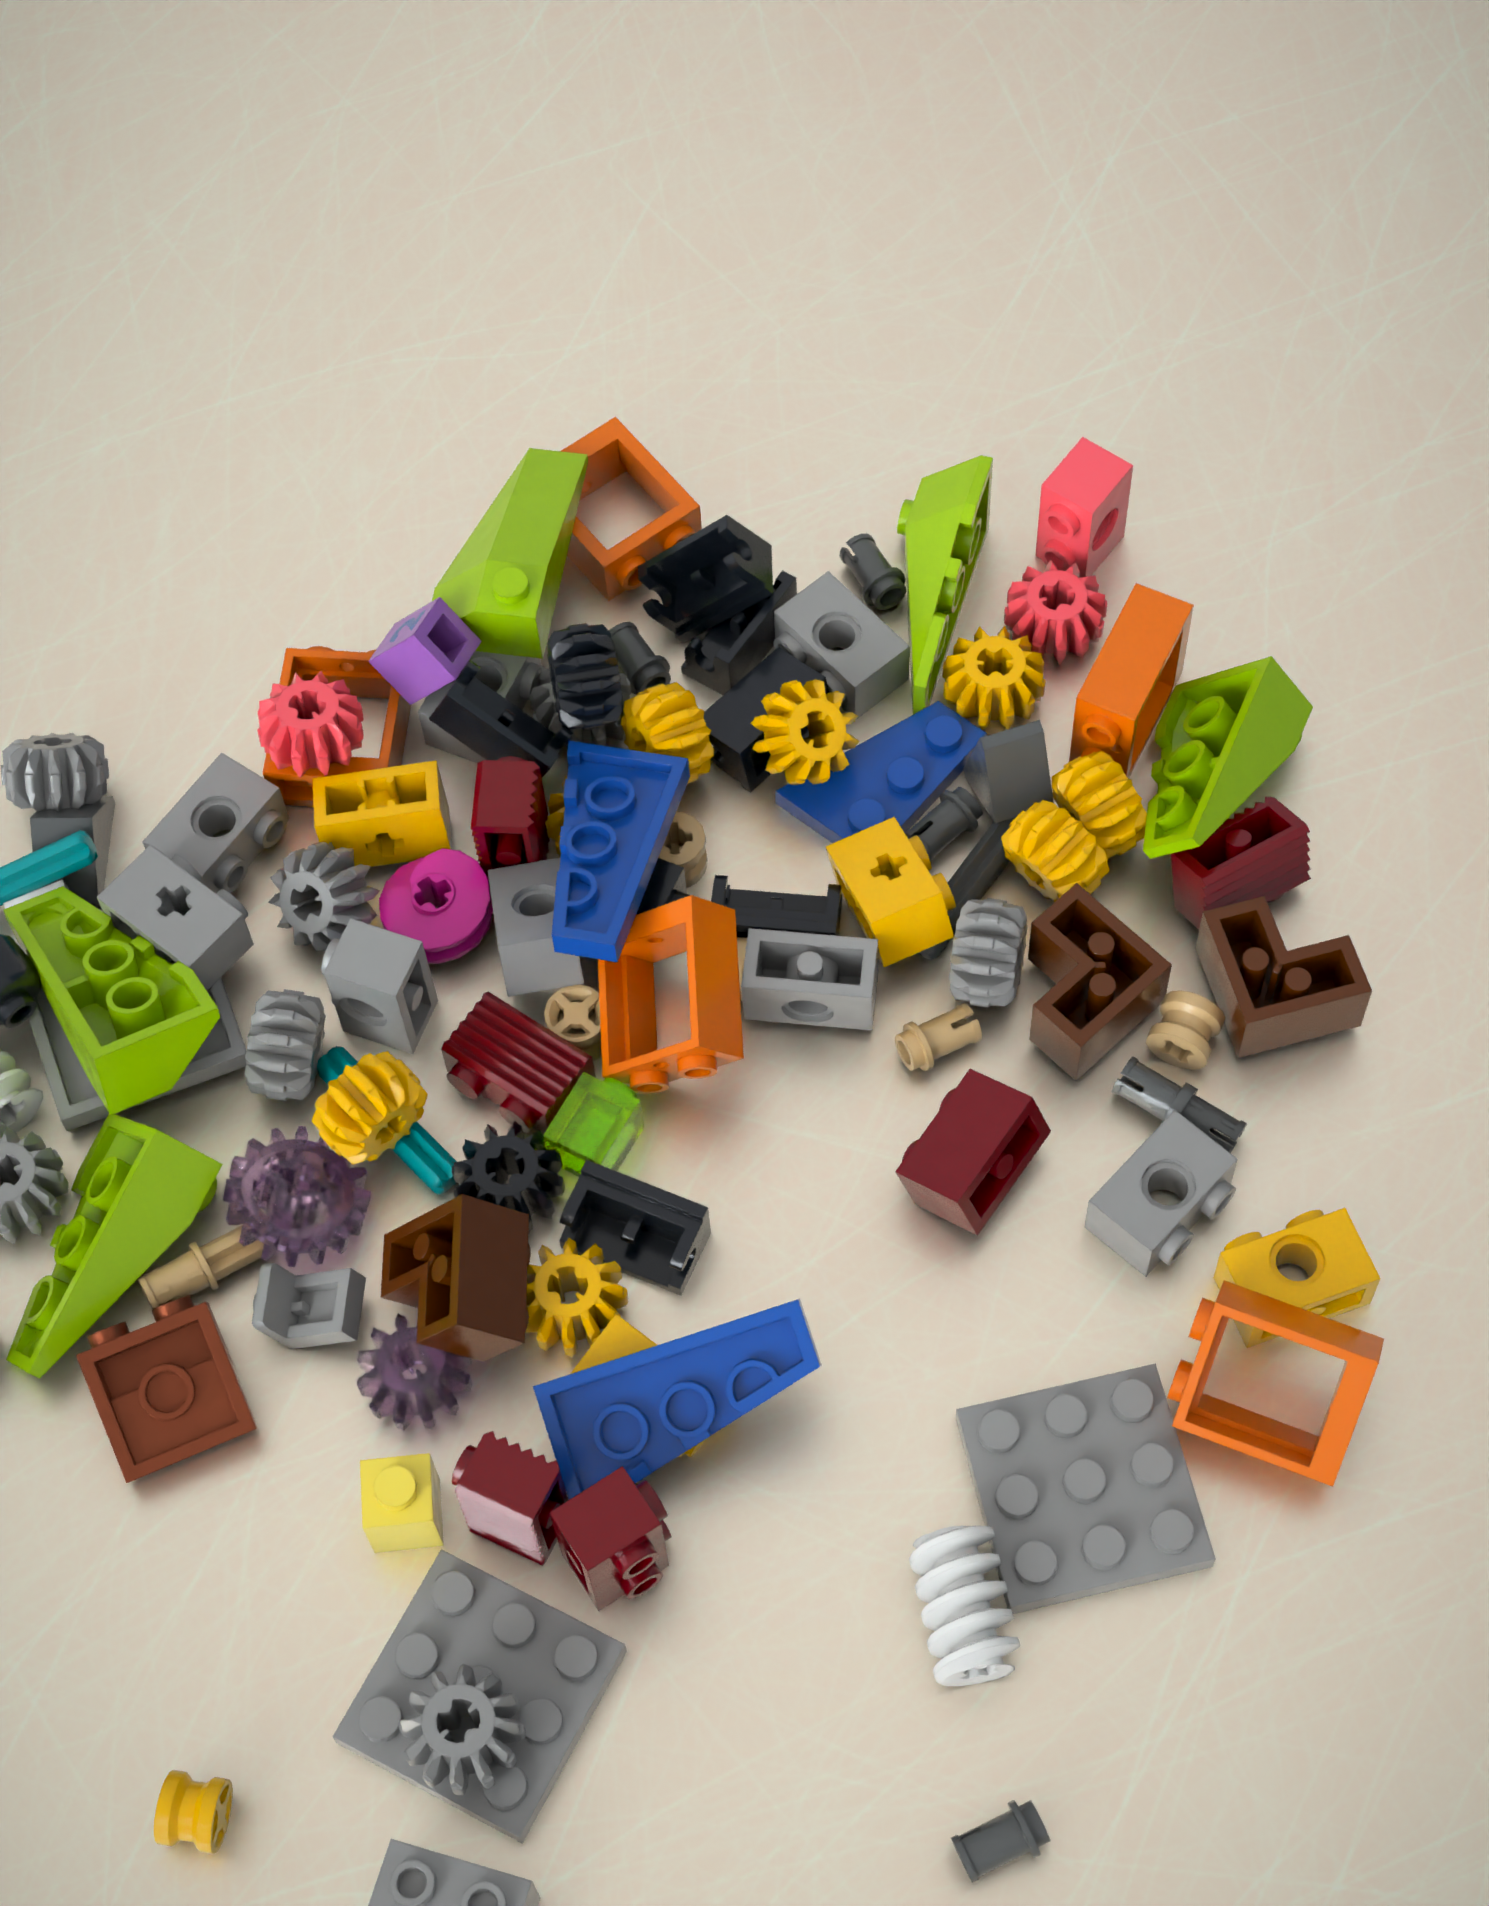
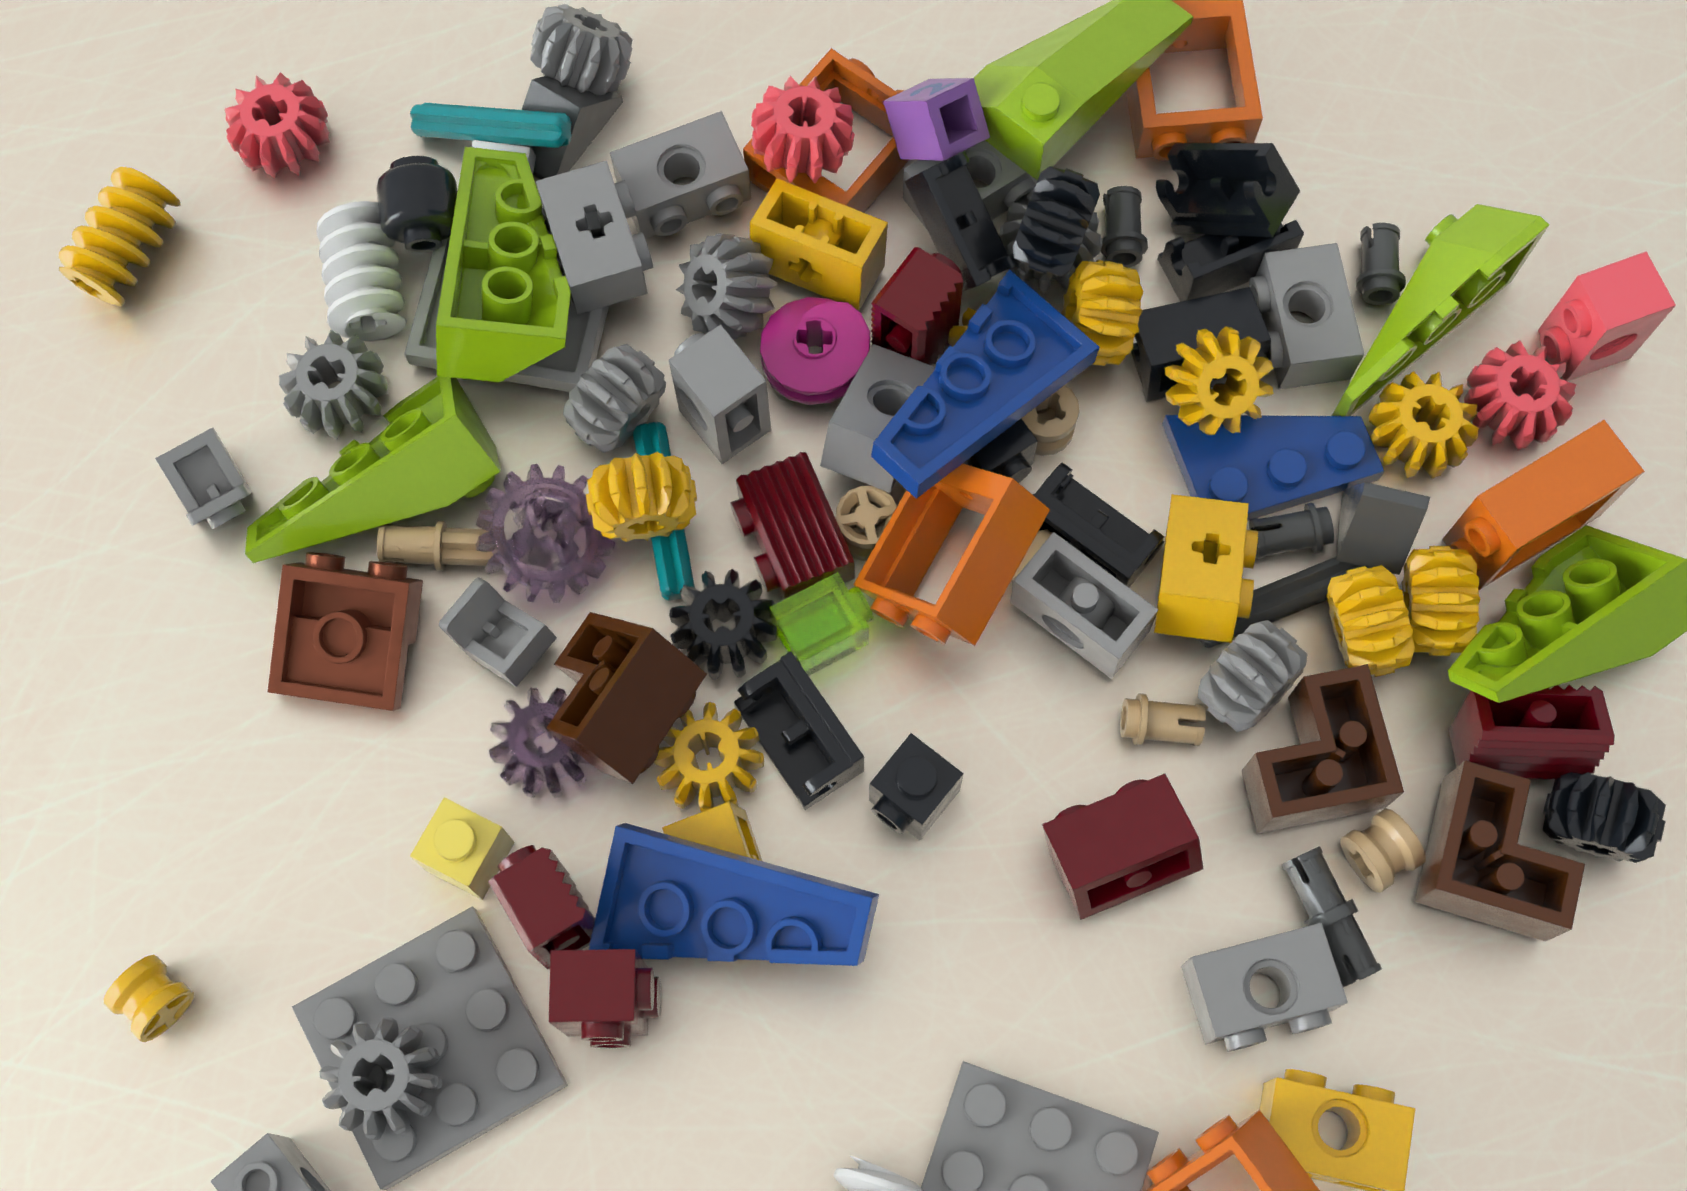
camera: 30 degrees right, 10 degrees up
(766, 1211) = (914, 788): none -> black brick
(1340, 896) = (1604, 817): none -> black gear

